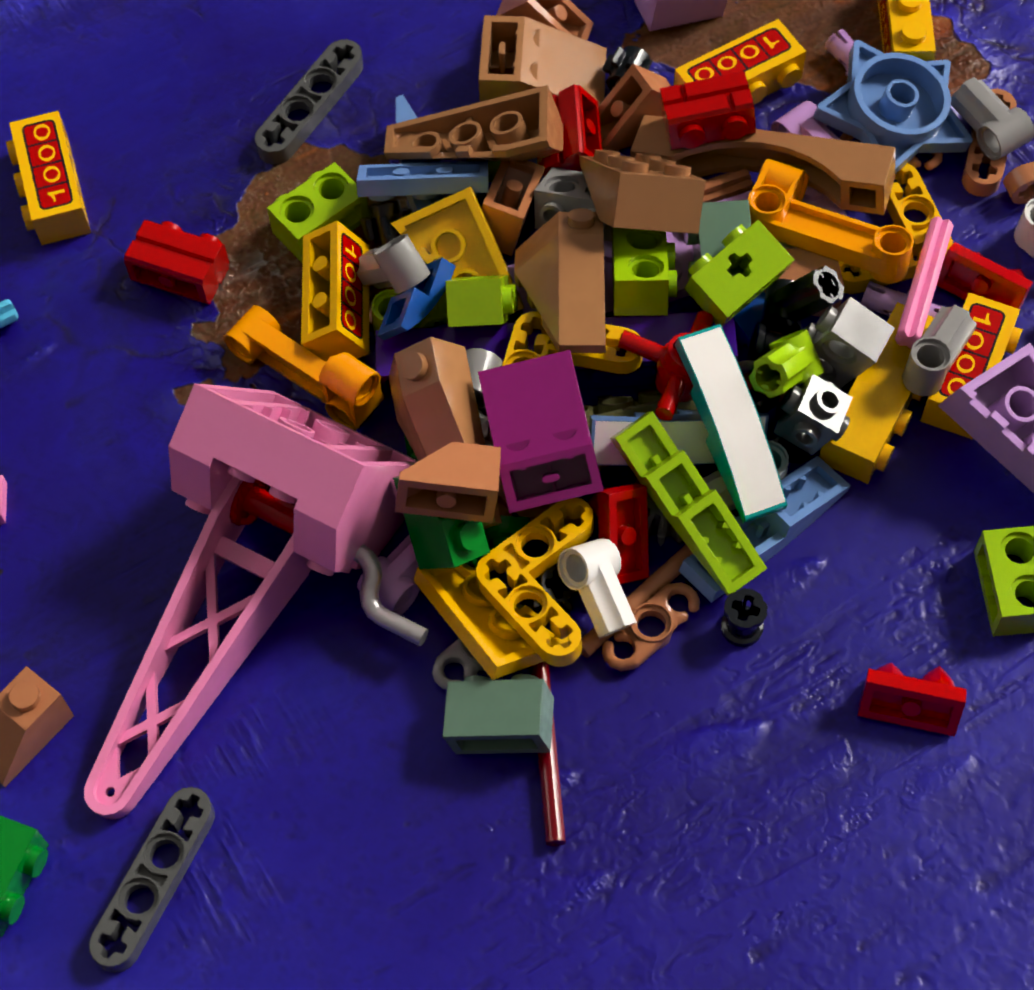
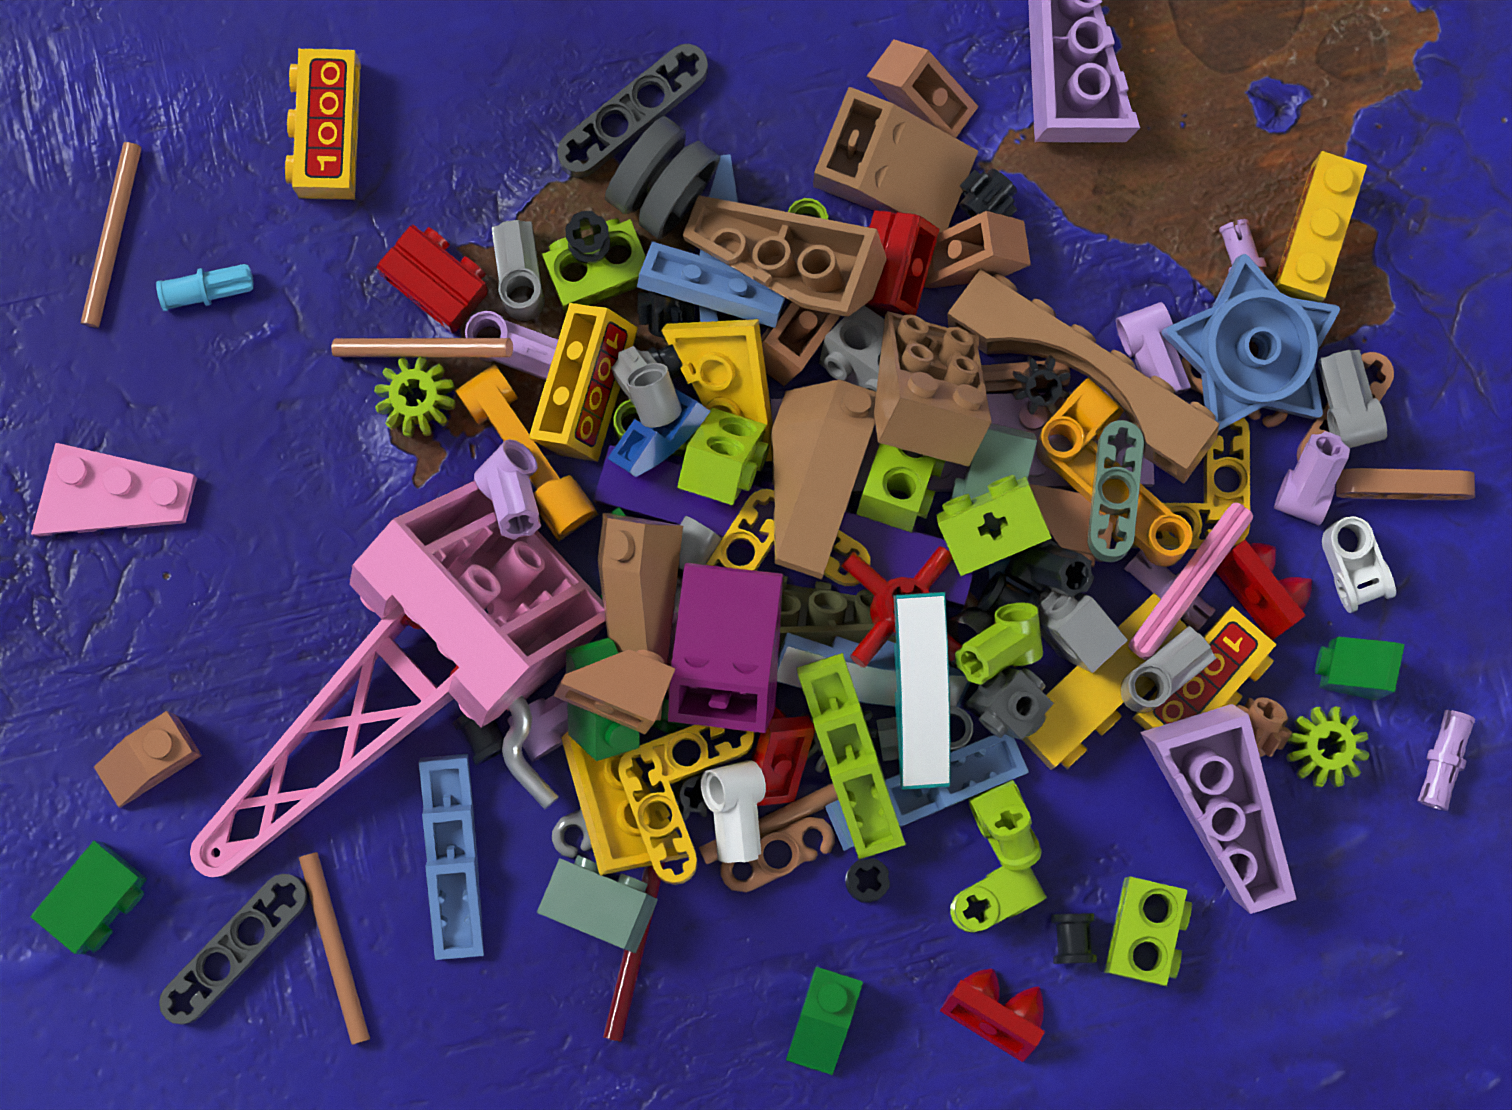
camera: 15 degrees right, 20 degrees up
(183, 308) = (422, 347): none -> nougat bar
(188, 353) = (405, 381): none -> lime gear
(250, 235) = (518, 267): none -> light grey piece
(255, 848) = (334, 948): none -> nougat bar
(262, 288) = (531, 349): none -> lavender piece
(298, 382) = (507, 483): none -> lavender piece
(301, 169) = (599, 229): none -> black bush
(337, 606) = (484, 741): none -> black bush
(343, 725) = (451, 857): none -> medium blue slope
(349, 122) = (661, 177): none -> dark grey wheel
(708, 111) = (1040, 307): red brick -> none
(734, 167) = (1028, 382): none -> black gear
(754, 752) = (824, 1020): none -> green slope
(767, 56) = (1109, 240): yellow brick -> none
(837, 207) = (1132, 458): none -> sand green beam
(850, 527) = (1006, 825): none -> lime piece
(869, 593) = (1003, 895): none -> lime piece
(954, 608) = (1074, 938): none -> black bush
(988, 195) = (1311, 485): none -> lavender piece

